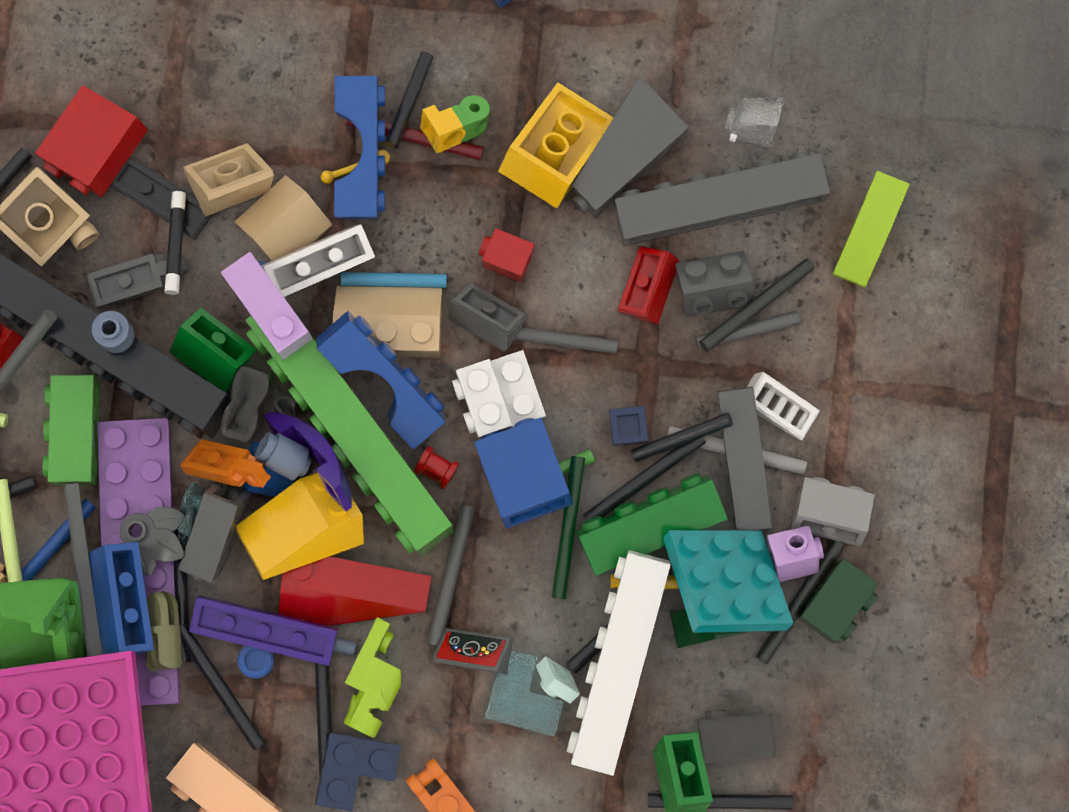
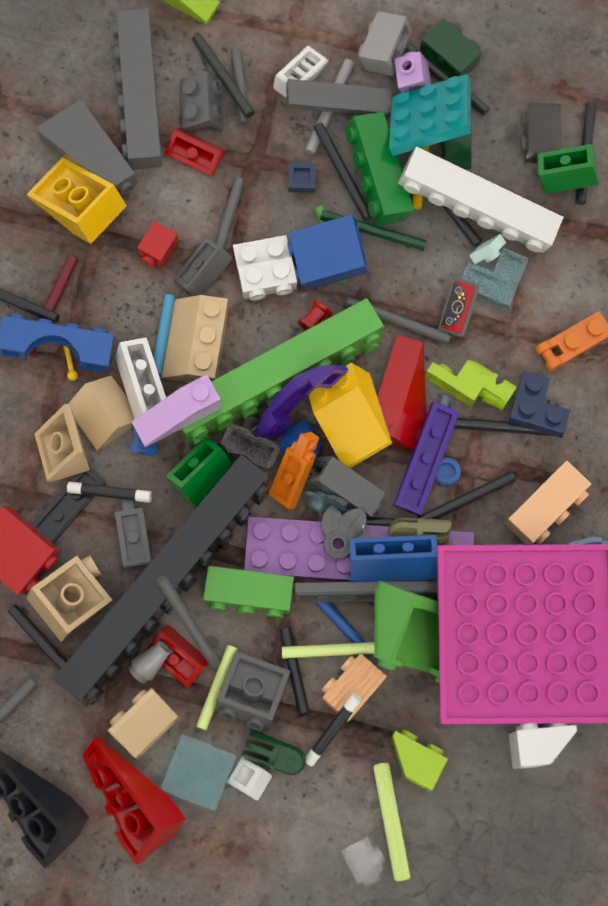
camera: 85 degrees left, 5 degrees down
(120, 339) = (186, 537): sand blue brick -> none
(283, 456) = (294, 422): sand blue brick -> none
(352, 347) = (221, 354): blue arch -> none
(456, 123) = (49, 270): leg -> none
(682, 437) = (317, 137): black bar -> none
(754, 121) = (84, 52): clear slope -> none

